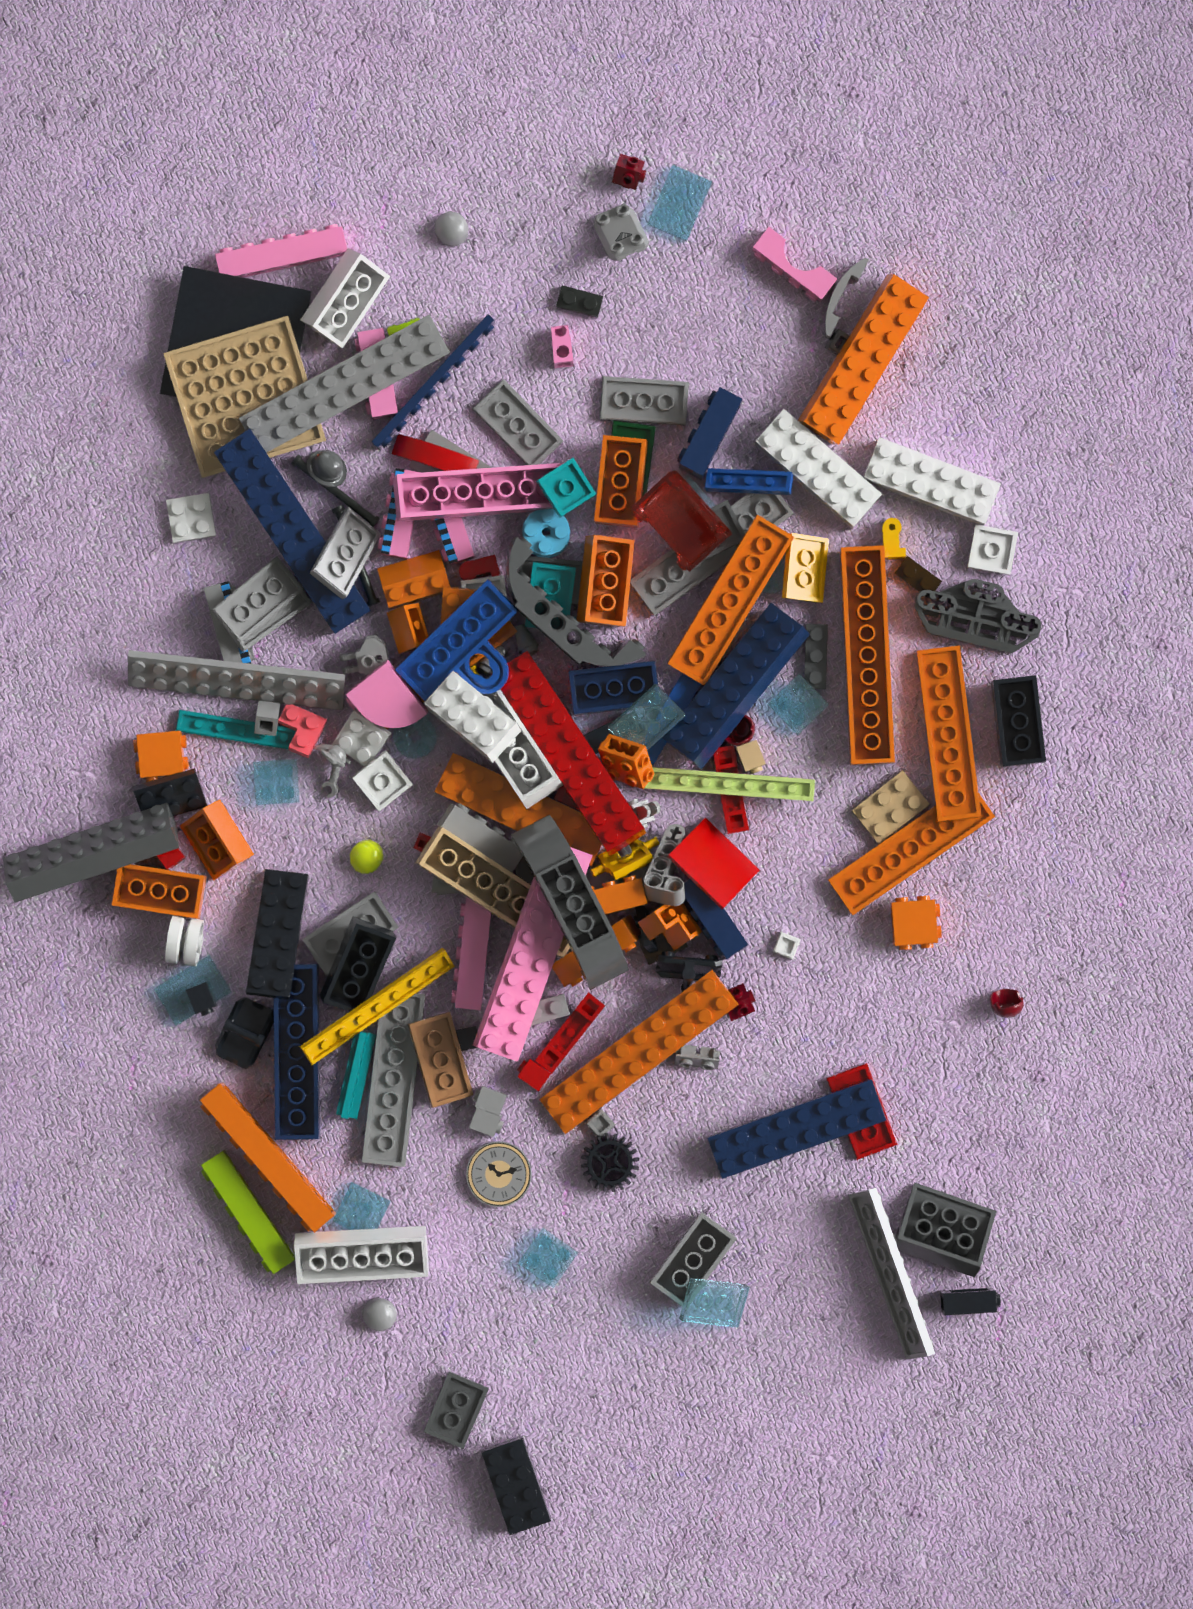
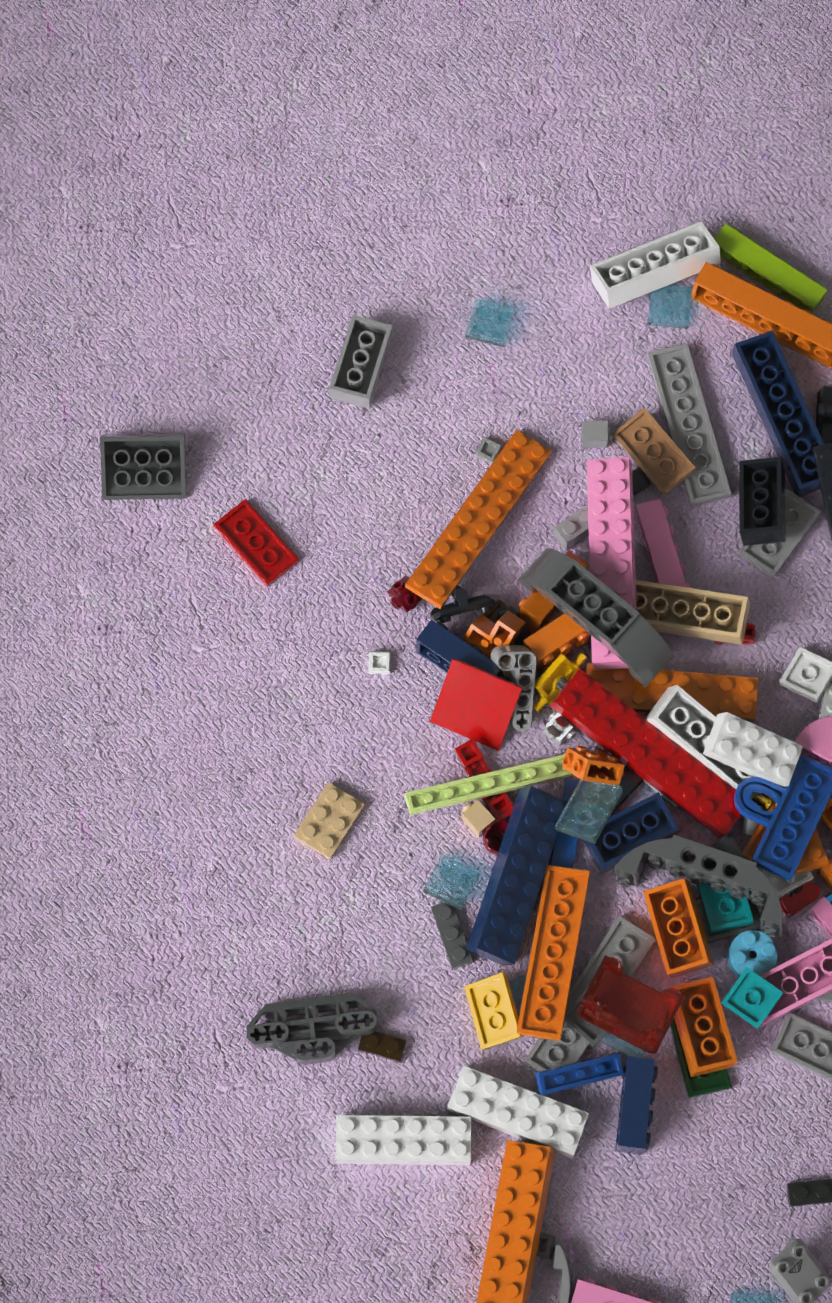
camera: 155 degrees right, 15 degrees down
(356, 1075) = (723, 413): teal fence -> none
(366, 856) = (793, 605): neon yellow hair -> none
(377, 1006) = (730, 473): yellow tile -> none
(379, 1314) = (618, 227): light grey hair -> none
(421, 747) = (791, 713): clear light blue plate -> none
(456, 1409) = (519, 173): dark grey plate -> none
(478, 835) = (704, 653): light grey brick -> none
(486, 1122) = (590, 411): light grey brick -> none
(498, 1174) = (561, 377): tile -> none
(516, 1485) = (443, 130): black brick -> none
(533, 1074) = (565, 469): red brick -> none
(561, 346) = (810, 1141): bright pink leg -> none
(570, 1032) = (547, 514): red slope -> none
(626, 1171) = (469, 402): black gear -> none
(644, 400) = (709, 1118): light grey tile -> none
(707, 1059) = (415, 537): light grey hinge -> none
(714, 1302) = (328, 330): clear light blue tile -> none
(796, 1128) = (310, 503): dark blue brick -> none
(867, 655) = (404, 950): orange brick -> none
(890, 539) = (424, 1076): yellow leg -> none
(891, 1273) = (181, 413): light grey plate -> none
(902, 856) = (295, 789): orange plate -> none
(915, 922) = (268, 721): orange brick -> none
(948, 734) = (299, 905): orange plate -> none
(969, 1301) = (99, 409): black window -> none
(992, 549) = (319, 1096): white plate -> none
(1006, 1003) = (157, 680): dark red hair -> none
(1018, 721) = (237, 939): black brick -> none

